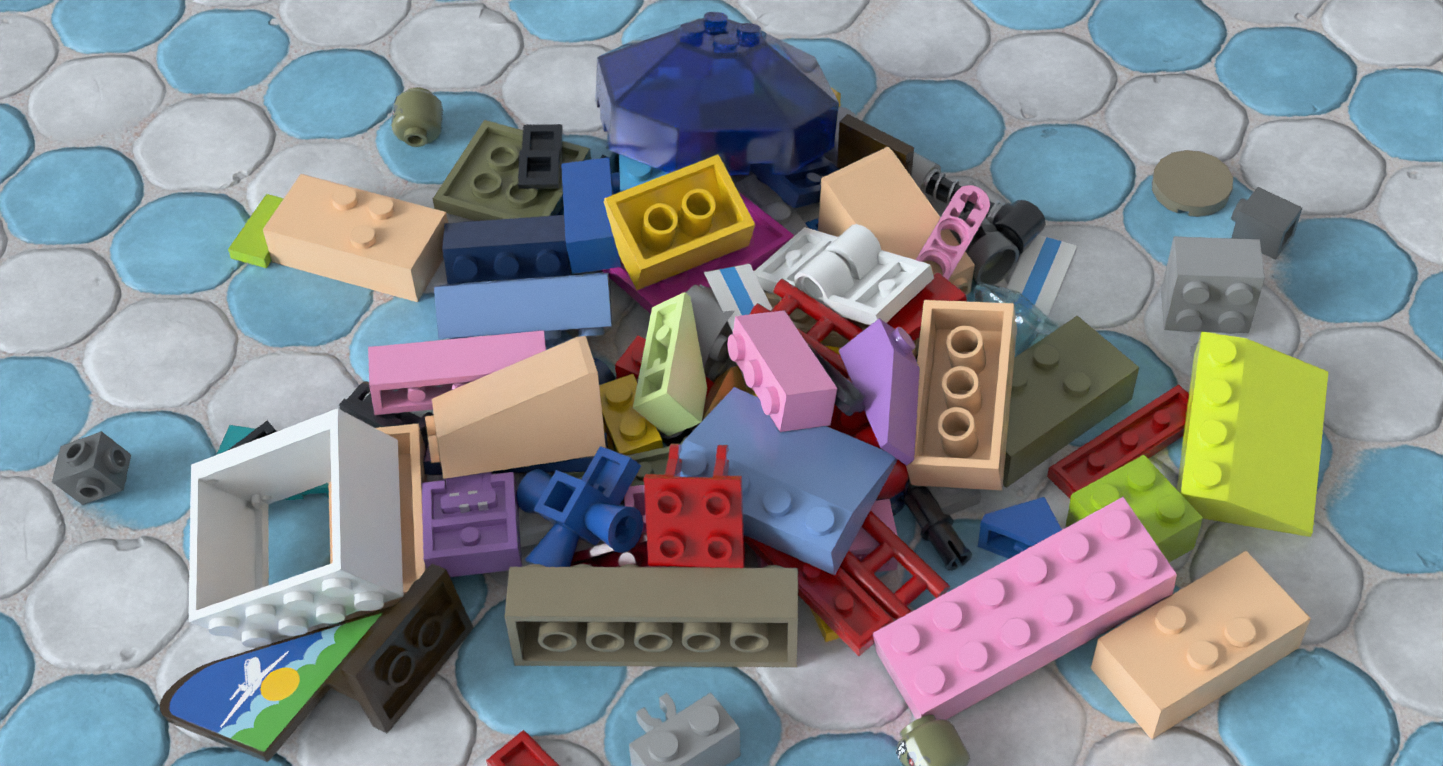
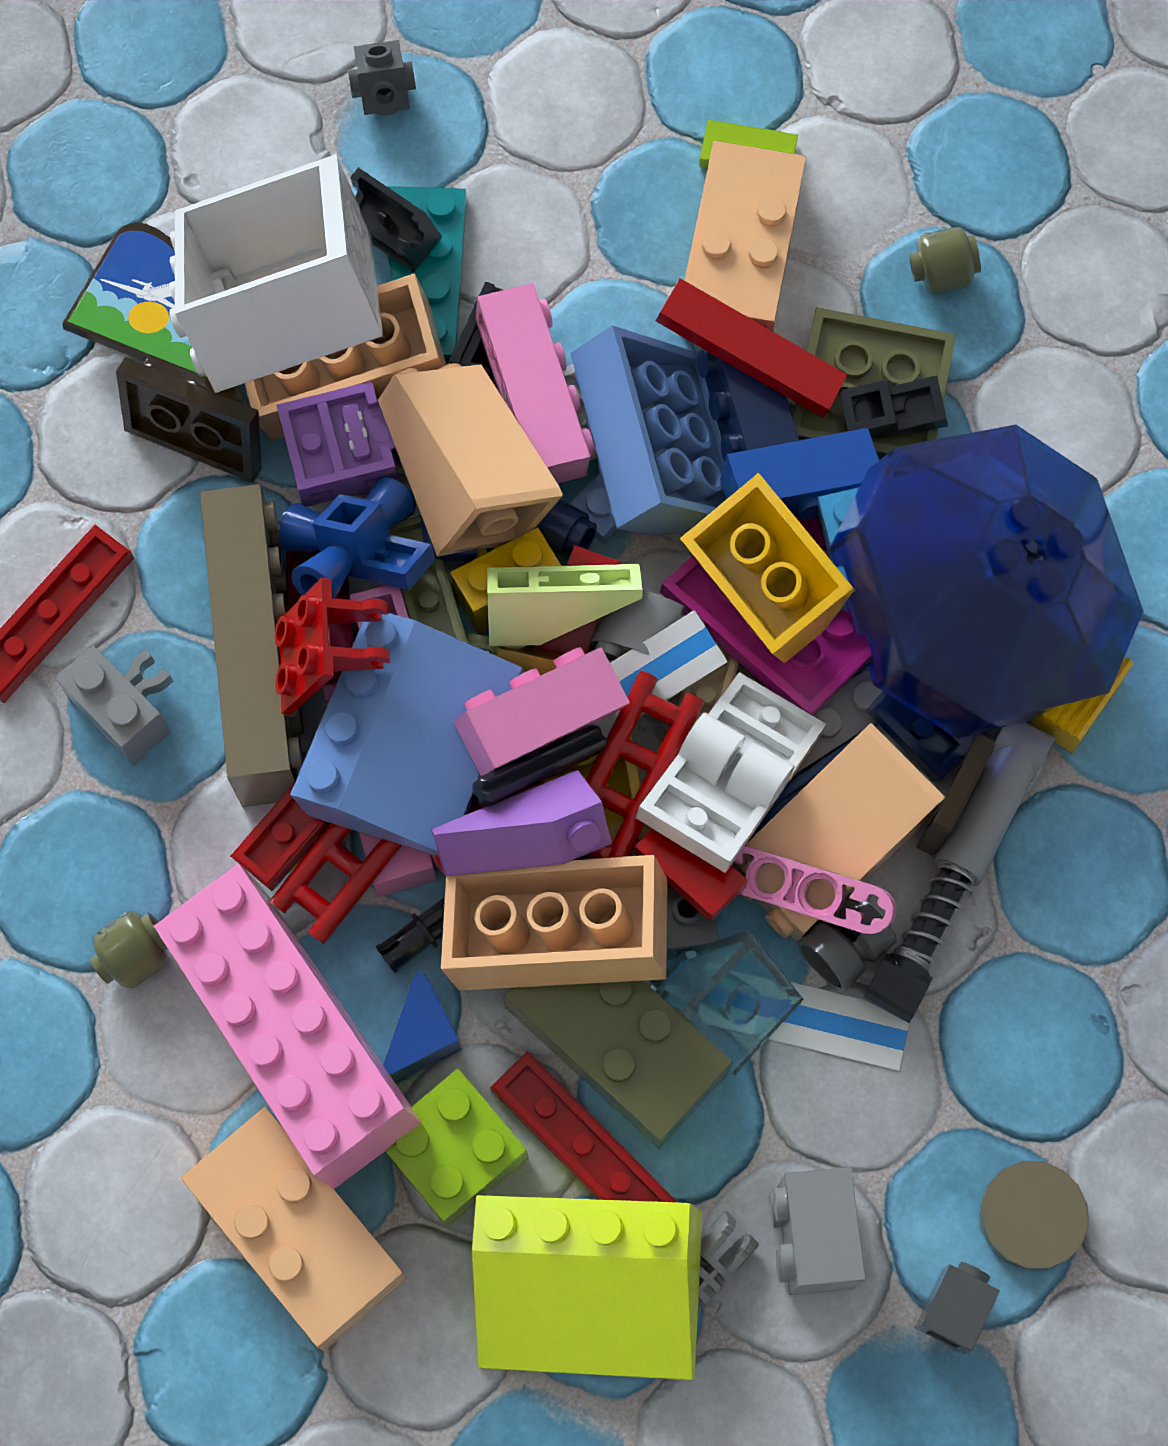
camera: 80 degrees right, 20 degrees up
(466, 227) = (751, 348): none -> red tile

